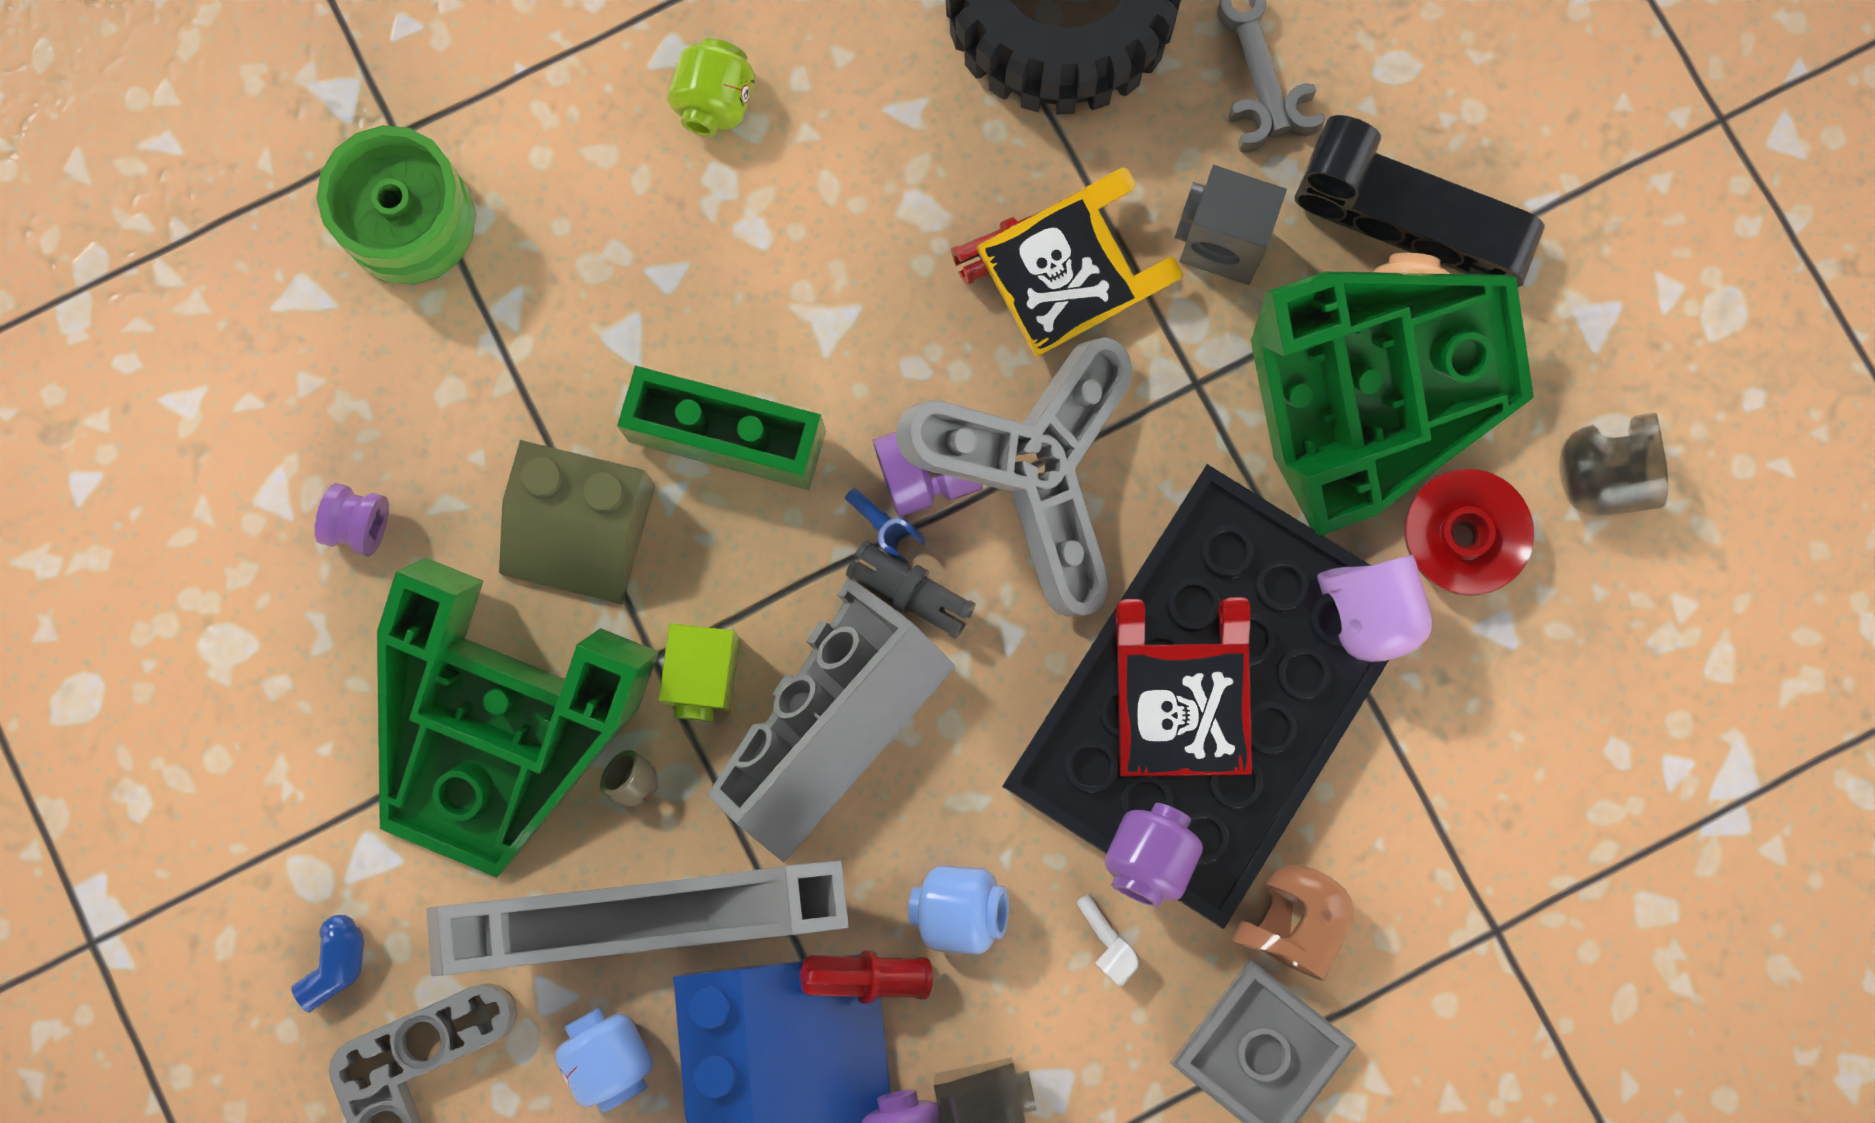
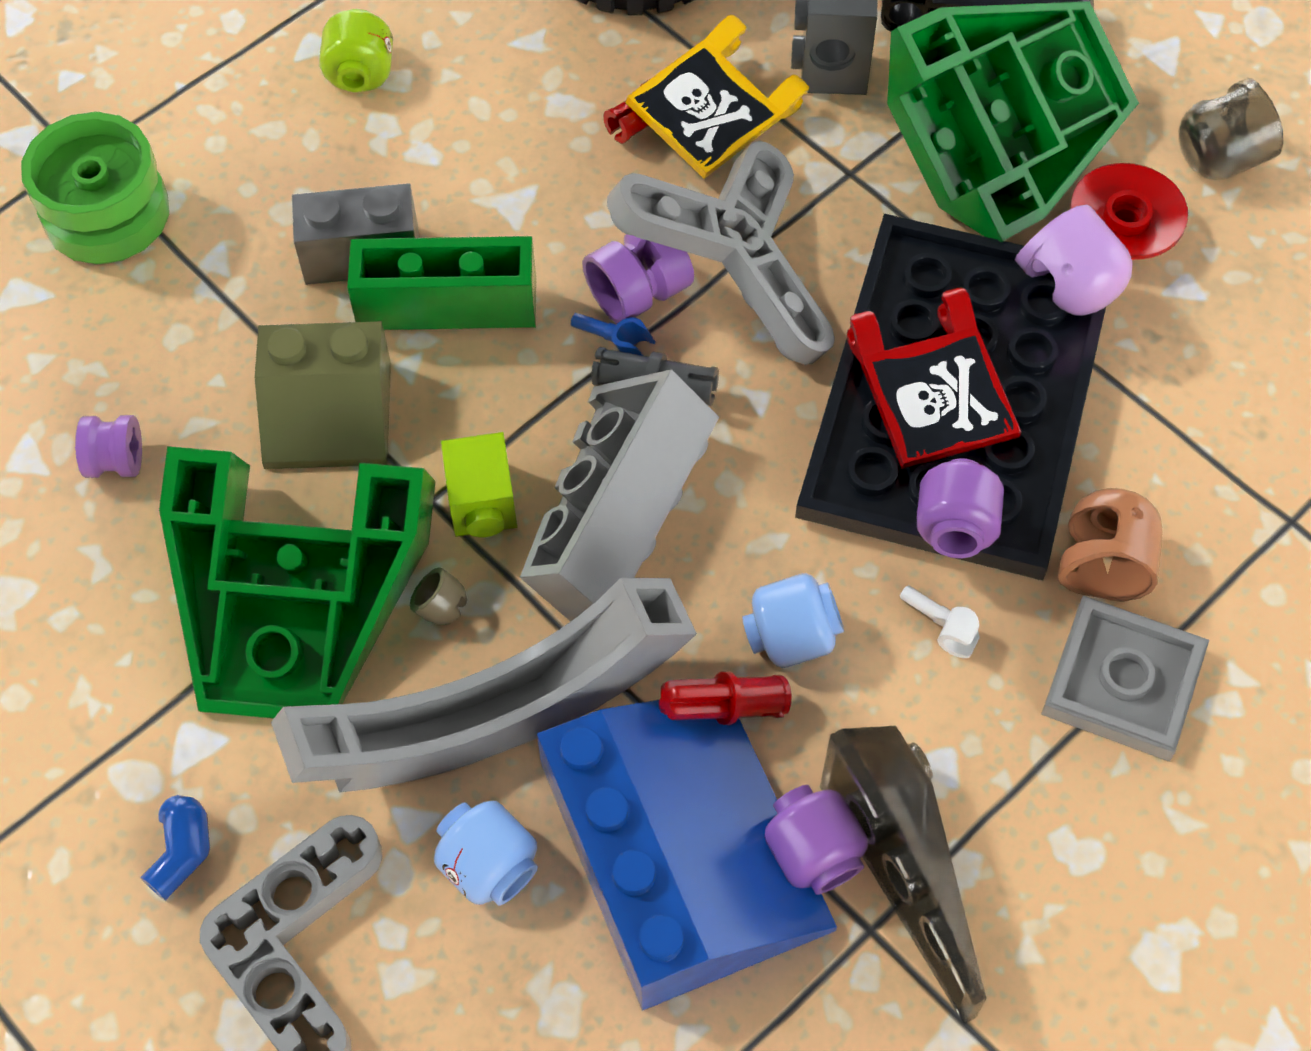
camera: 20 degrees left, 20 degrees down
(652, 333) = (330, 220): none -> flat silver brick

